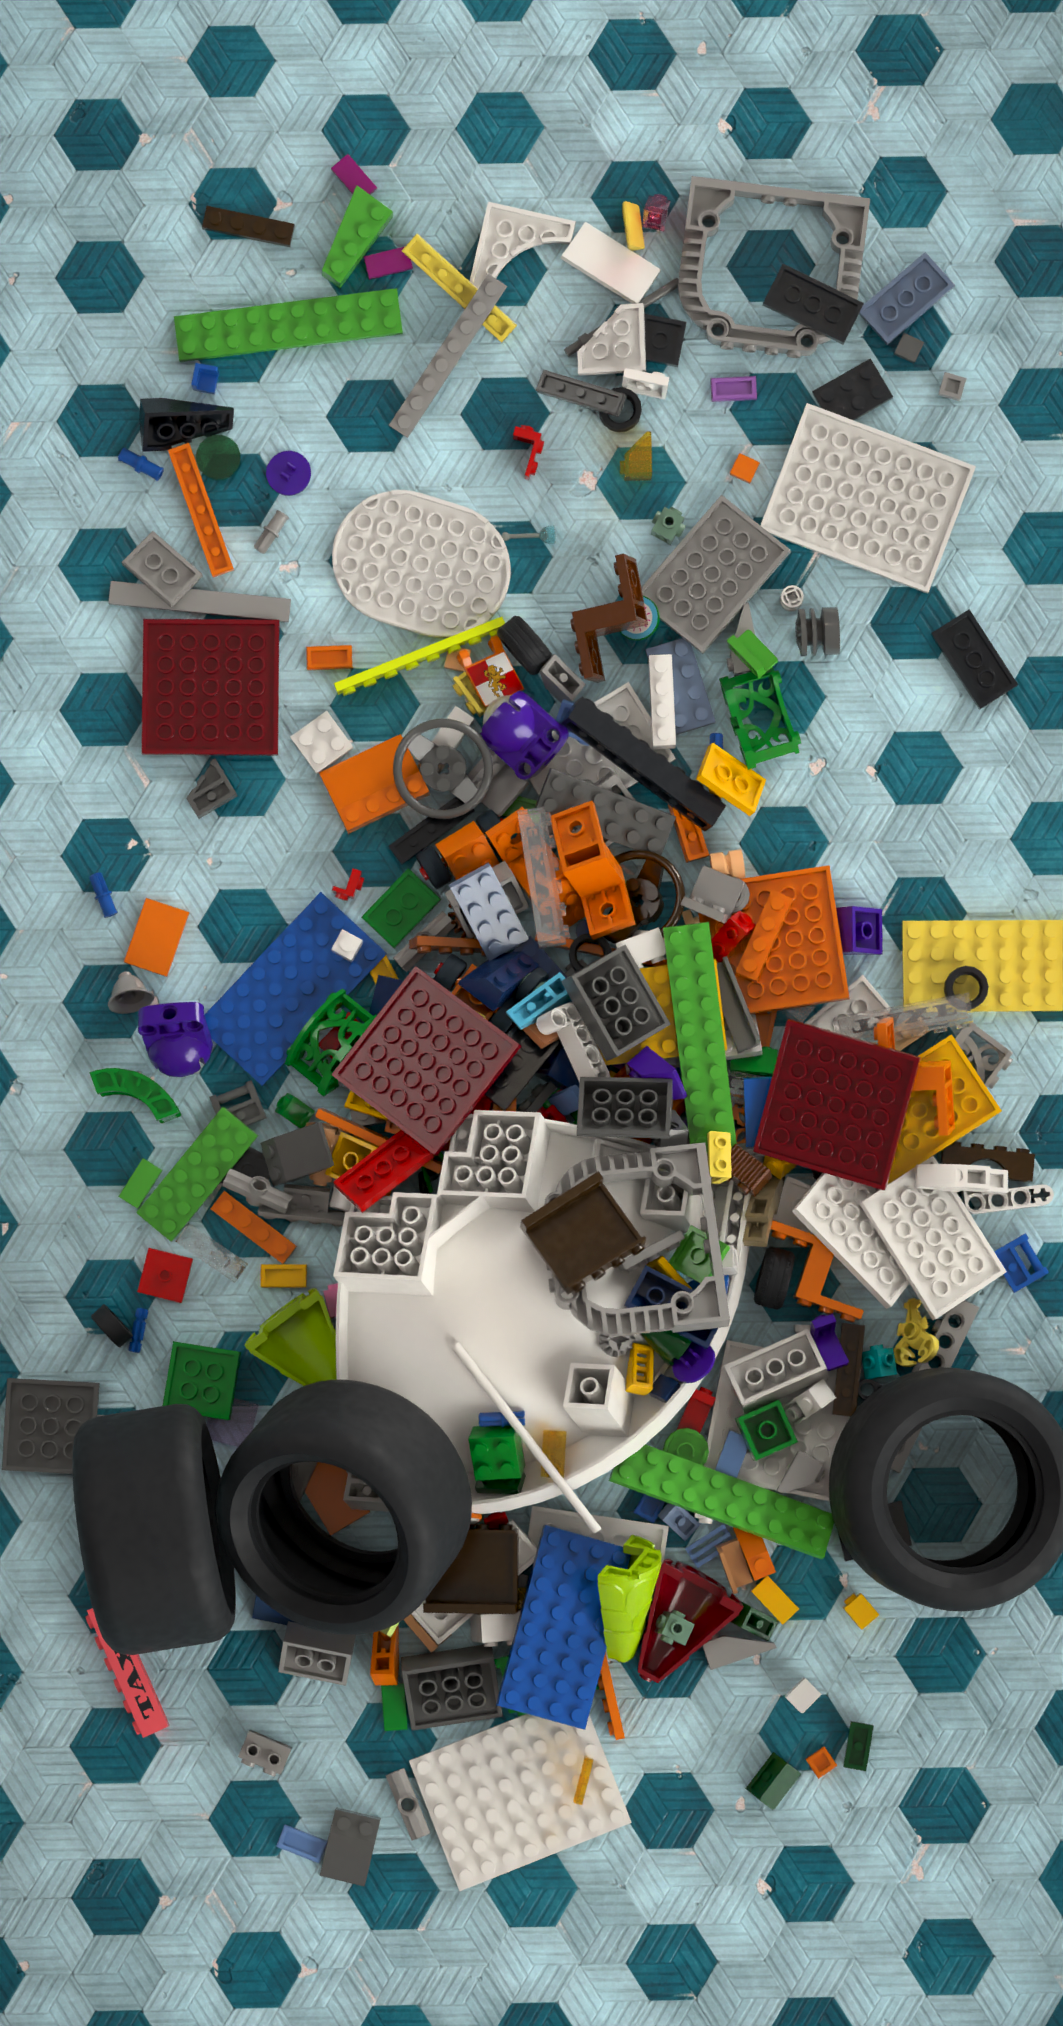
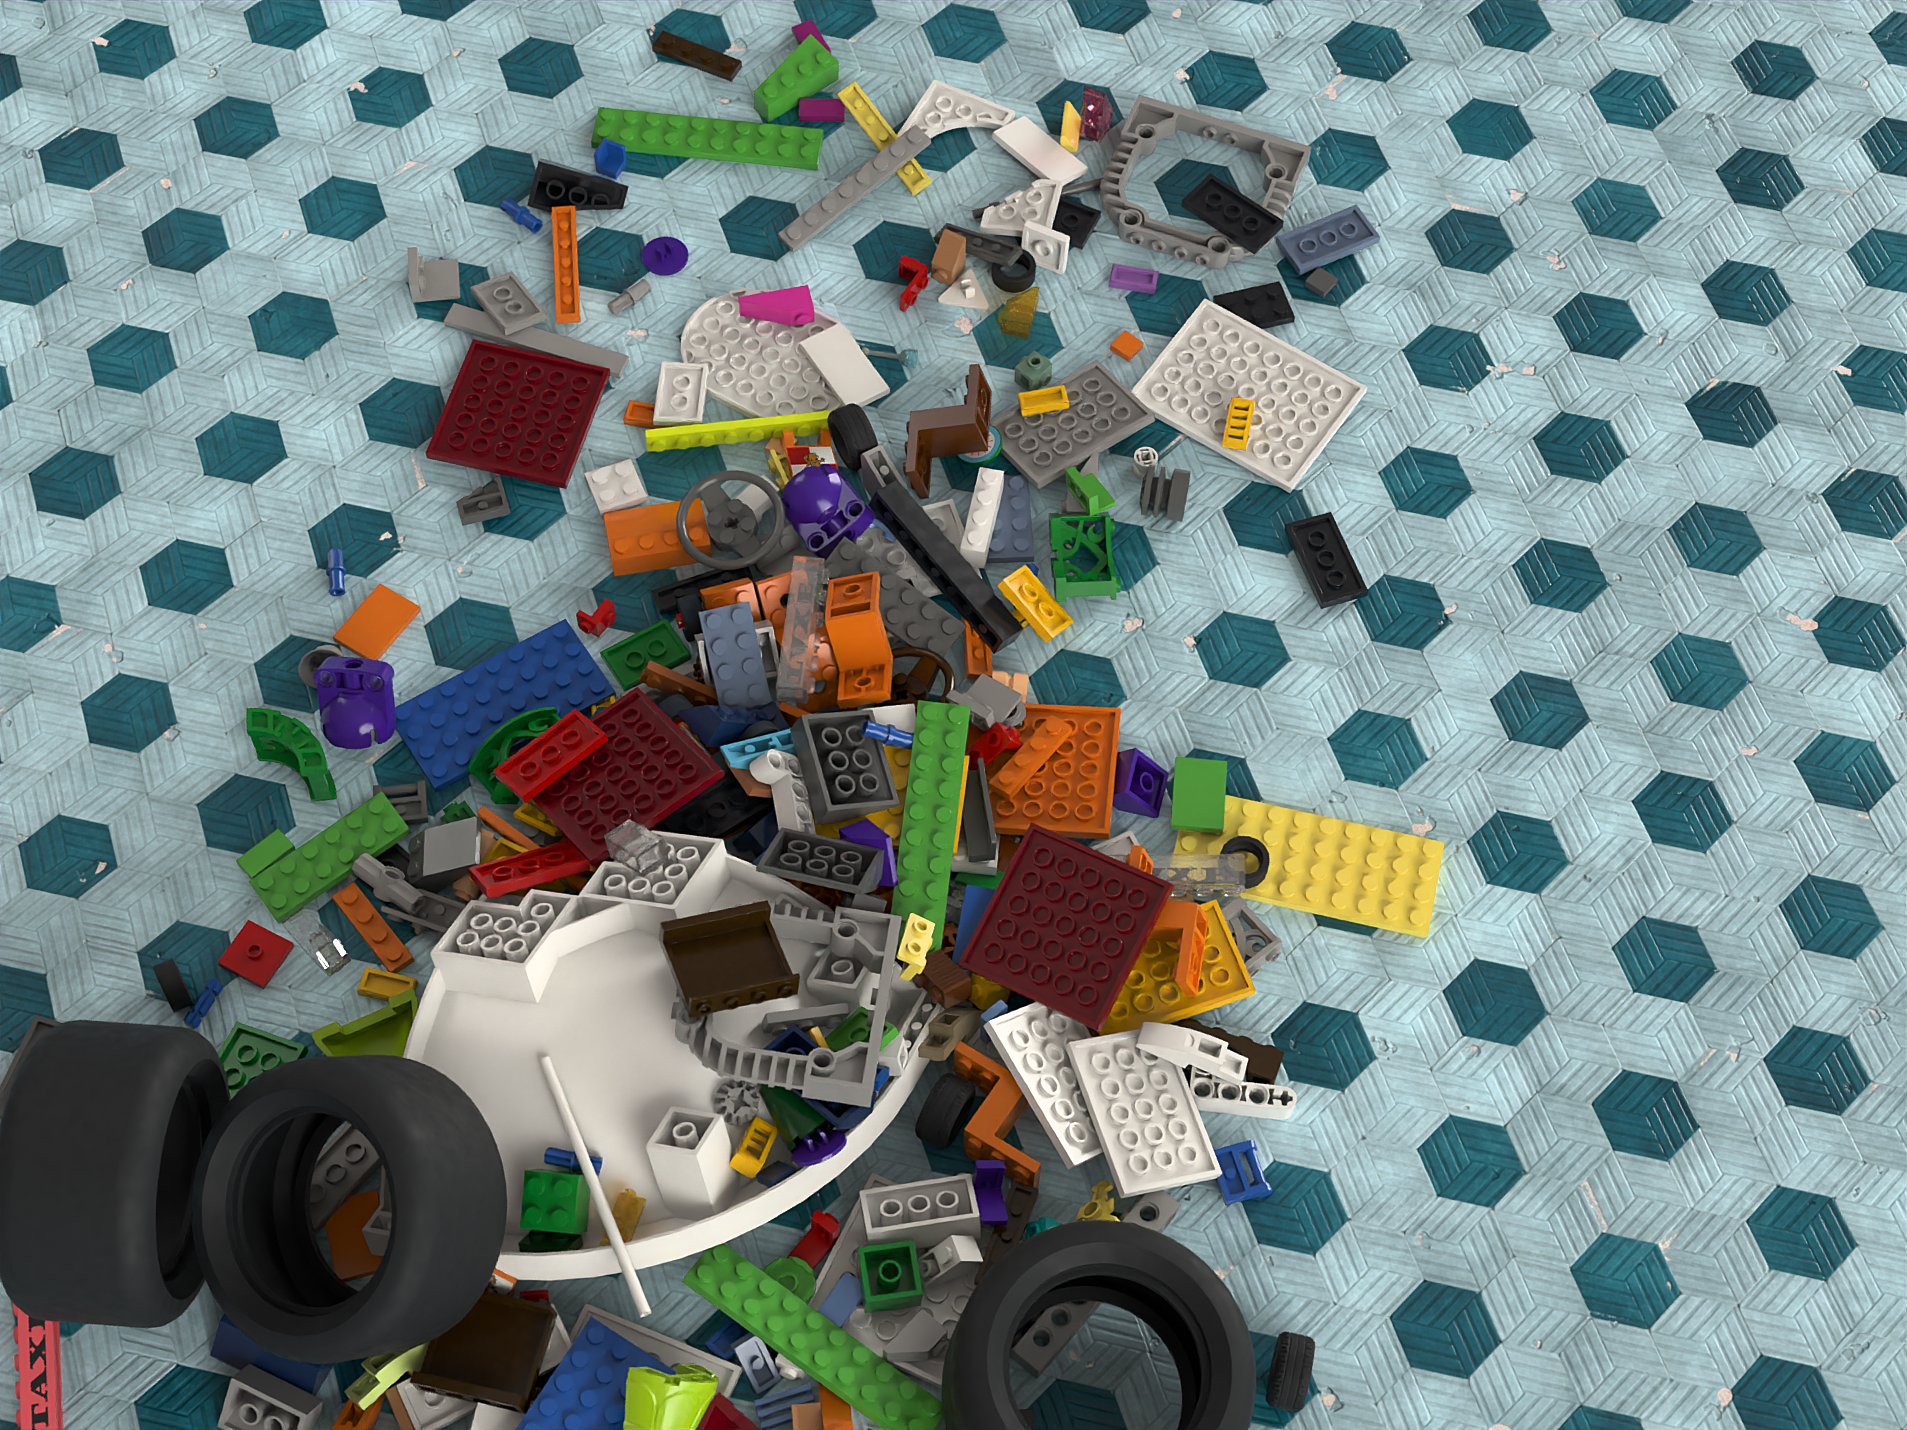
camera: 15 degrees right, 25 degrees down
(84, 558) = (432, 279): none -> light grey bracket
(218, 457) = (600, 227): clear green tile -> none
(347, 945) = (573, 666): white brick -> none
(352, 631) = (680, 394): none -> white tile
(364, 1055) = (550, 755): none -> red plate
(419, 513) = (782, 306): none -> dark pink slope
(472, 1139) = (636, 847): none -> clear brick
(493, 564) = (844, 366): none -> white tile
(558, 419) = (949, 258): none -> medium nougat slope
(580, 444) = (965, 293): none -> white piece
(645, 966) = (887, 734): none -> blue pin
(684, 556) = (1043, 400): none -> yellow tile
(794, 1193) = (995, 1011): none -> medium blue tile
(859, 540) = (1242, 409): none -> yellow slope
(914, 931) = (1199, 795): none -> bright green tile
(952, 386) = (1357, 320): light grey plate -> none

